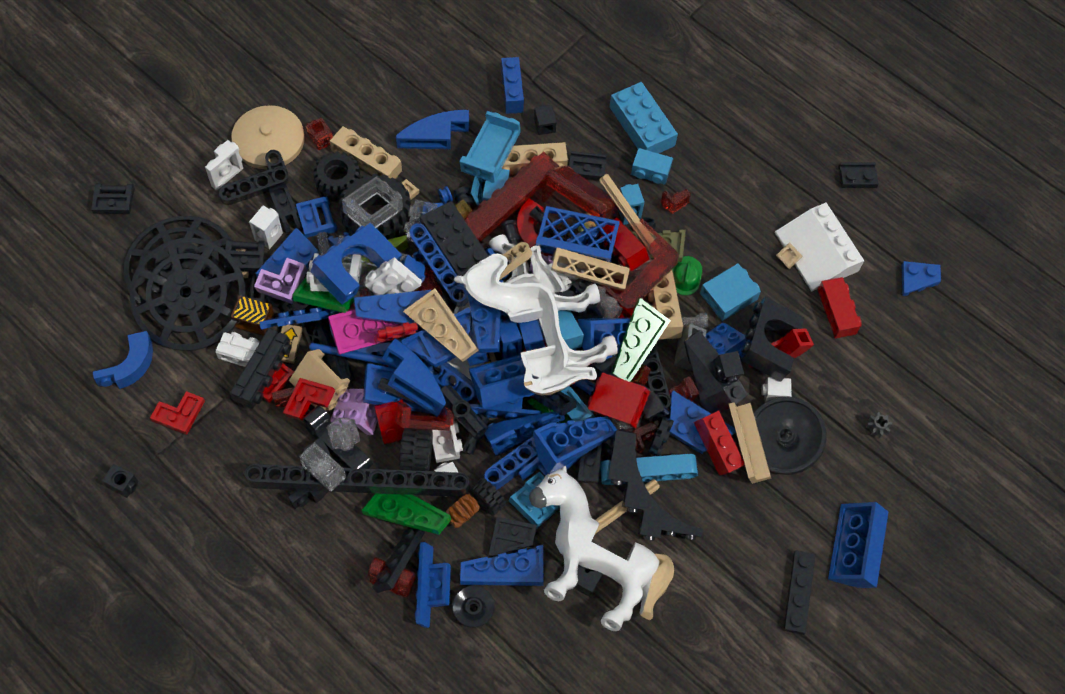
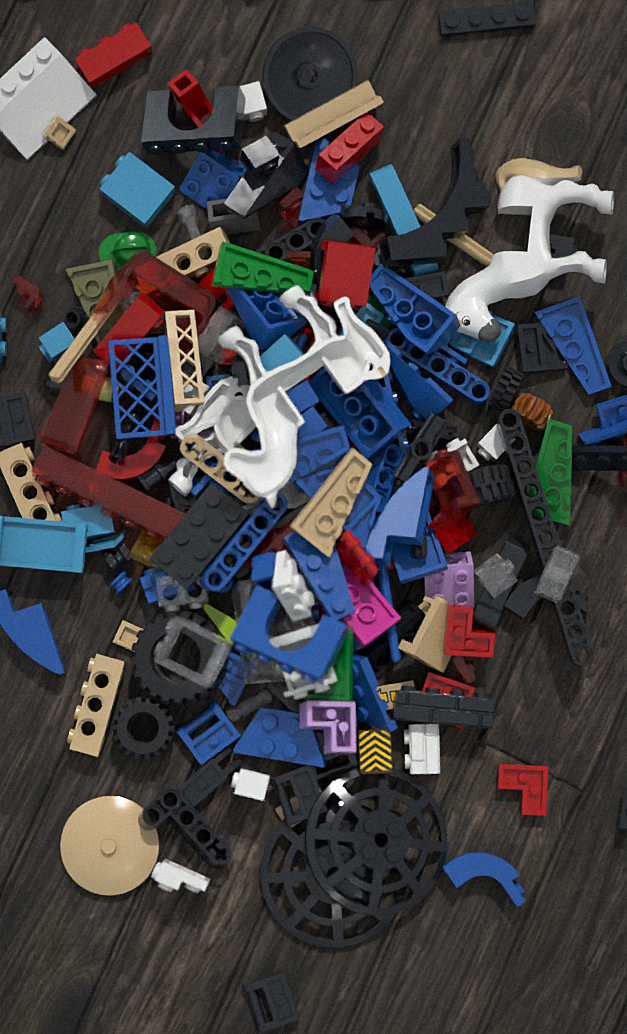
camera: 110 degrees left, 20 degrees up
(319, 133) = (88, 769): clear red brick -> none

